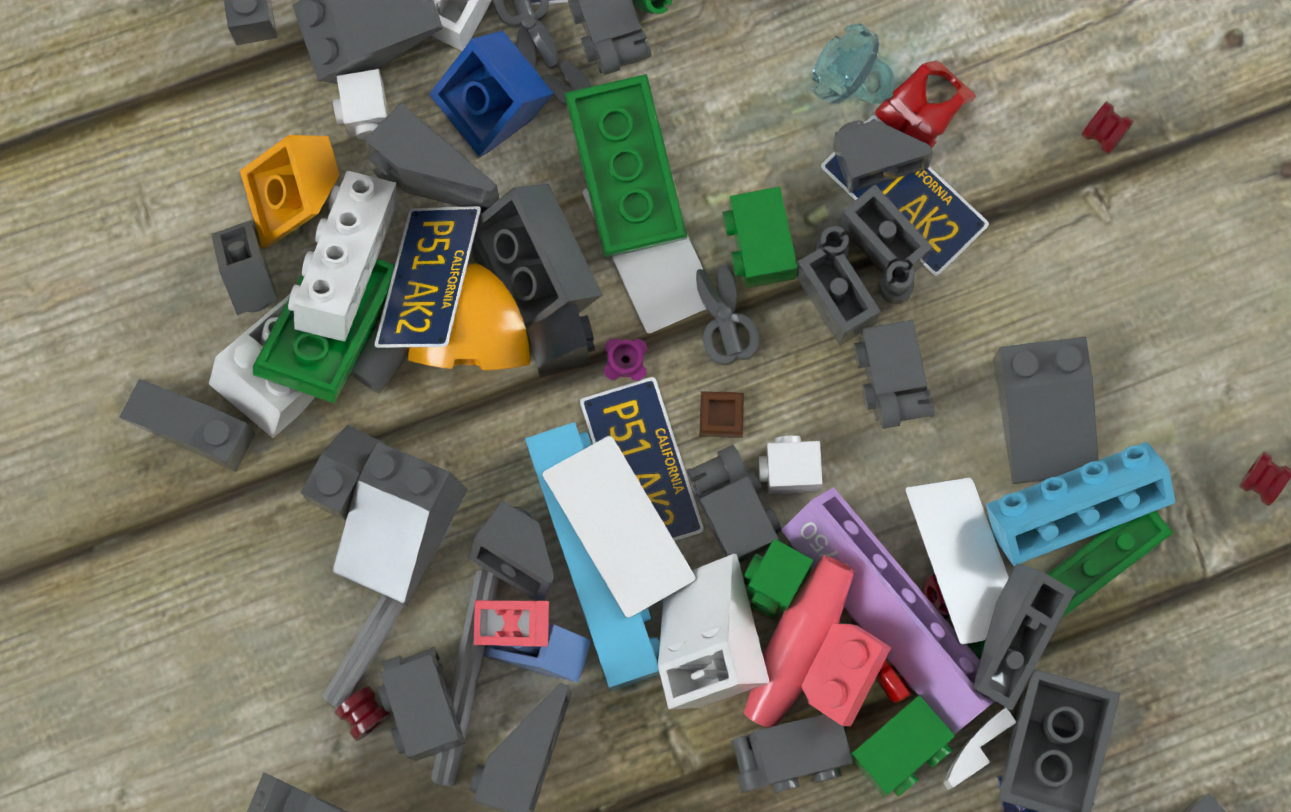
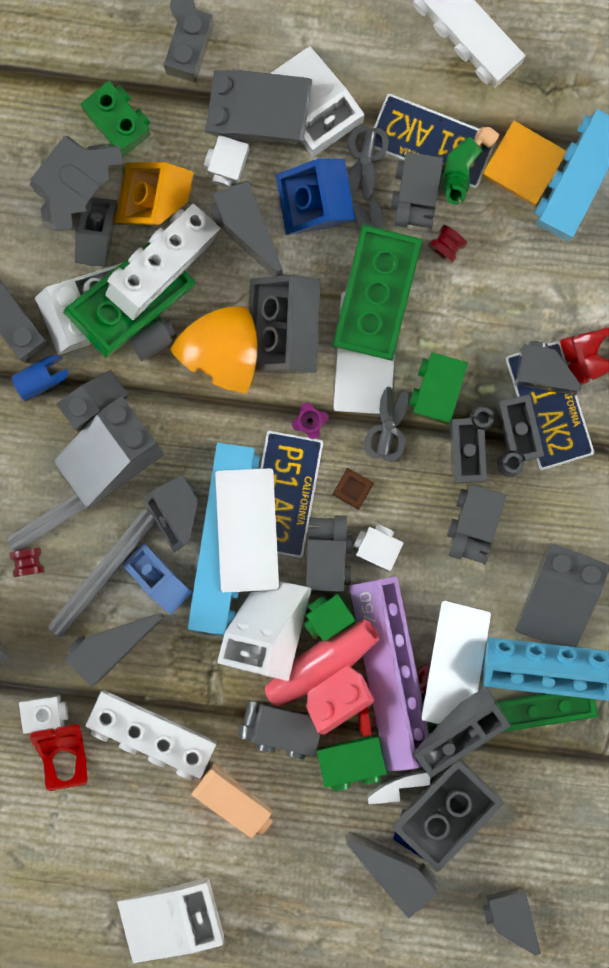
camera: 25 degrees right, 10 degrees up
(181, 215) = (71, 179): none -> dark grey slope
(201, 122) = (116, 118): none -> green brick
(262, 478) = (37, 379): none -> blue piece
(420, 705) = (64, 576): dark grey hinge -> none
(428, 277) = (209, 302): dark blue sticker -> none
(511, 623) = (146, 558): coral piece -> none
(561, 341) = (273, 390): black slope -> none
(679, 67) = (447, 243): none -> dark red wheel
(846, 65) = (557, 302): clear light blue tile -> none

